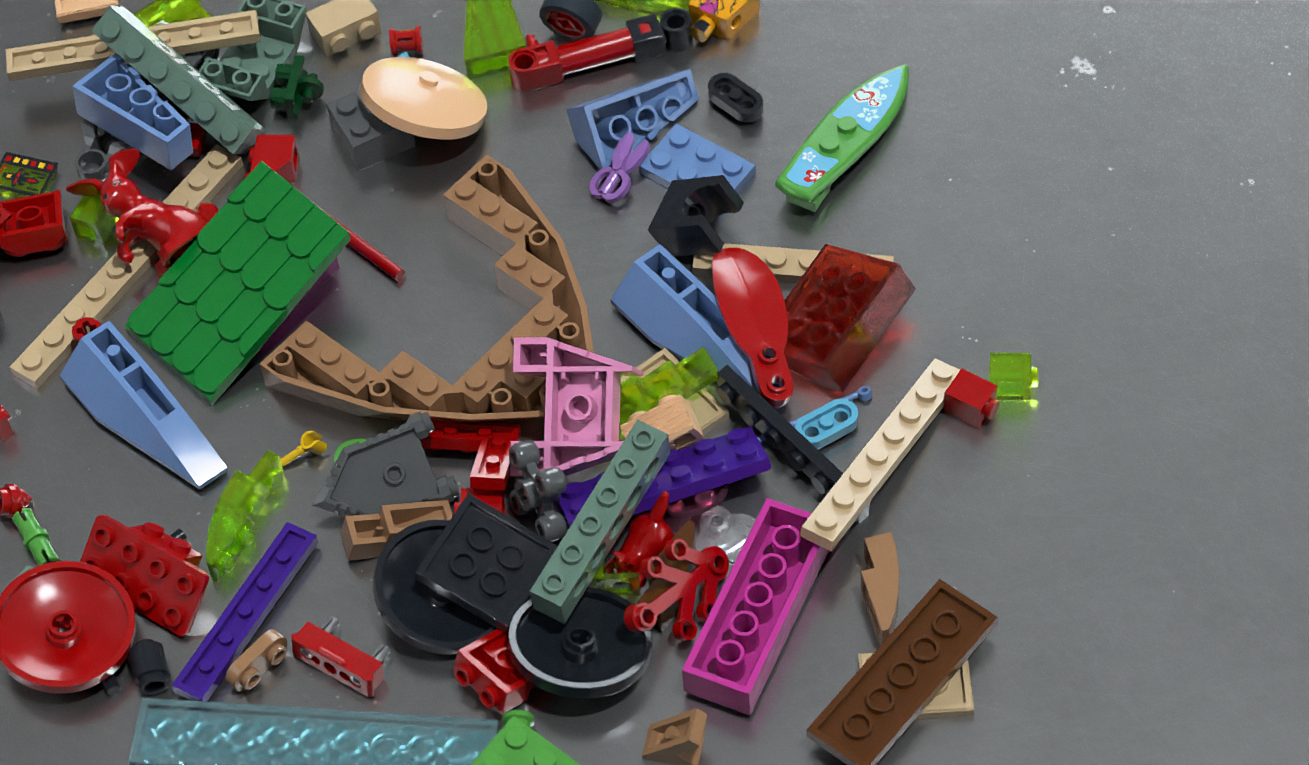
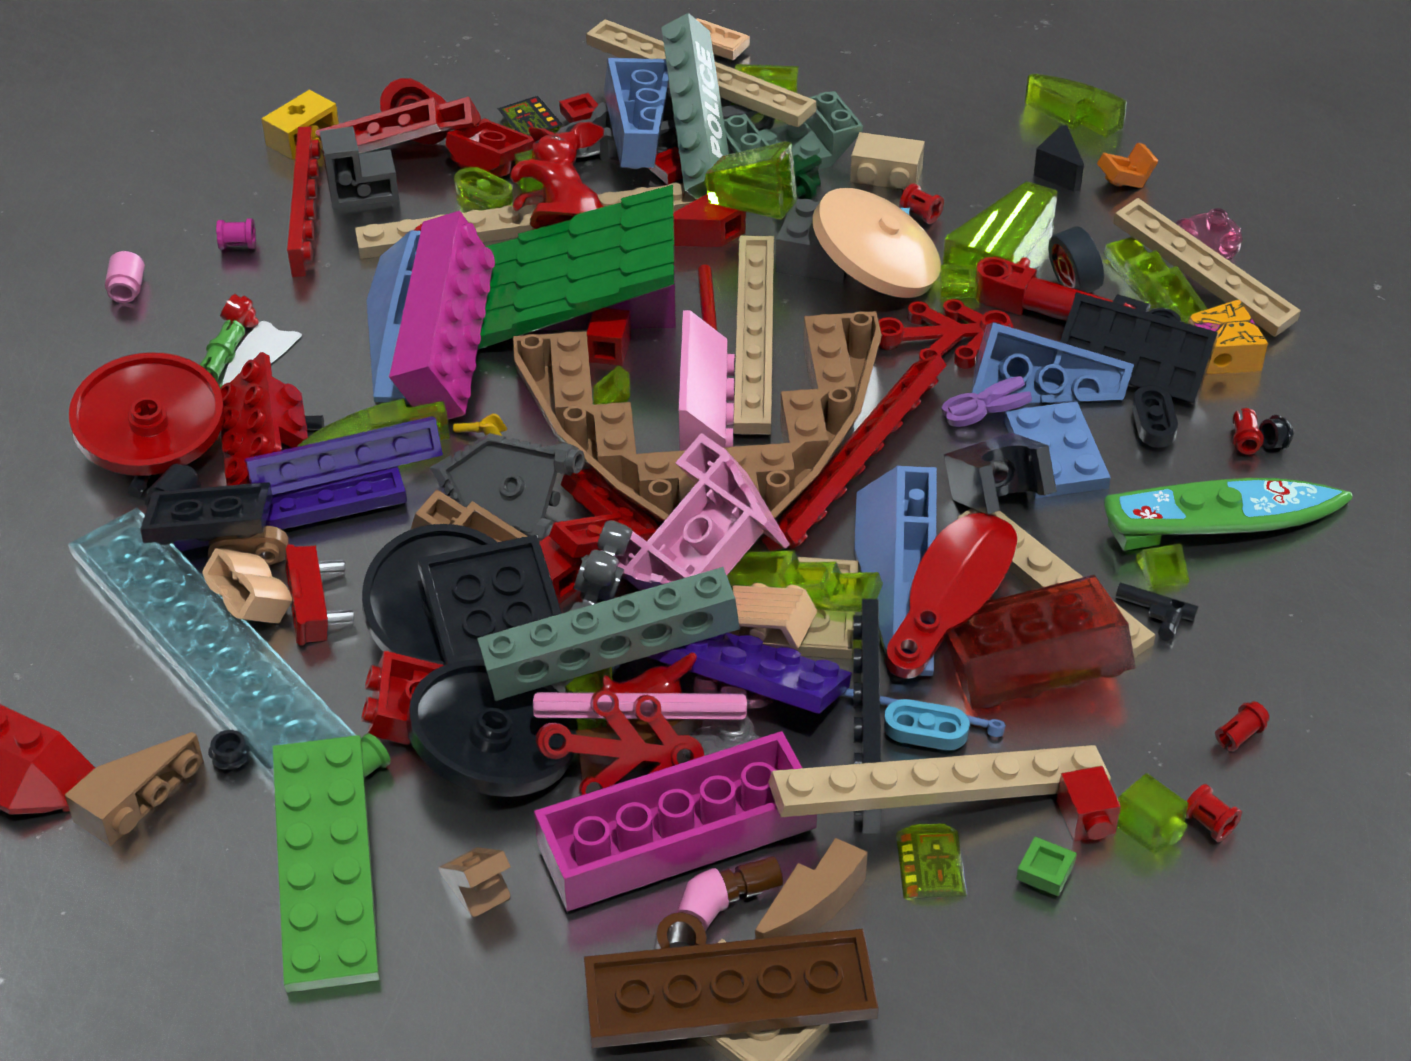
camera: 40 degrees right, 10 degrees down
(58, 140) = (578, 107): none -> red plate
(60, 516) = (261, 339): none -> white sticker
(67, 262) = (483, 188): none -> clear neon green plate
(193, 384) = (443, 315): none -> dark pink brick
(214, 658) = (206, 513): none -> black plate
(251, 545) = (346, 456): none -> dark purple plate
(292, 684) = (247, 586): none -> light nougat brick
(294, 112) = (755, 180): none -> clear neon green slope
(316, 310) = (609, 336): none -> red brick
(367, 347) = (613, 387): none -> clear neon green plate
(407, 232) = (754, 336): none -> tan plate
(434, 307) = (705, 384): none -> bright pink slope
(500, 86) = (958, 281): none -> clear neon green plate
(533, 130) = (945, 329): none -> red plant
(567, 219) = (862, 444): none -> red plate
(688, 531) = (672, 704): none -> bright pink axle
(701, 43) = (1161, 348): none -> black plate
(807, 70) = (1247, 435): none -> red pin
(820, 54) = (1276, 433): none -> black plate
(824, 639) = (712, 893): none -> reddish brown piece
(848, 204) = (1163, 566): none -> clear neon green slope
(876, 234) = (1161, 608): none -> black hose
(916, 509) = (930, 861): none -> clear neon green piece
(986, 456) = (1046, 866): none -> bright green plate
(1002, 271) = (1250, 719): none -> red pin
(1042, 347) = (1212, 813): none -> red bush

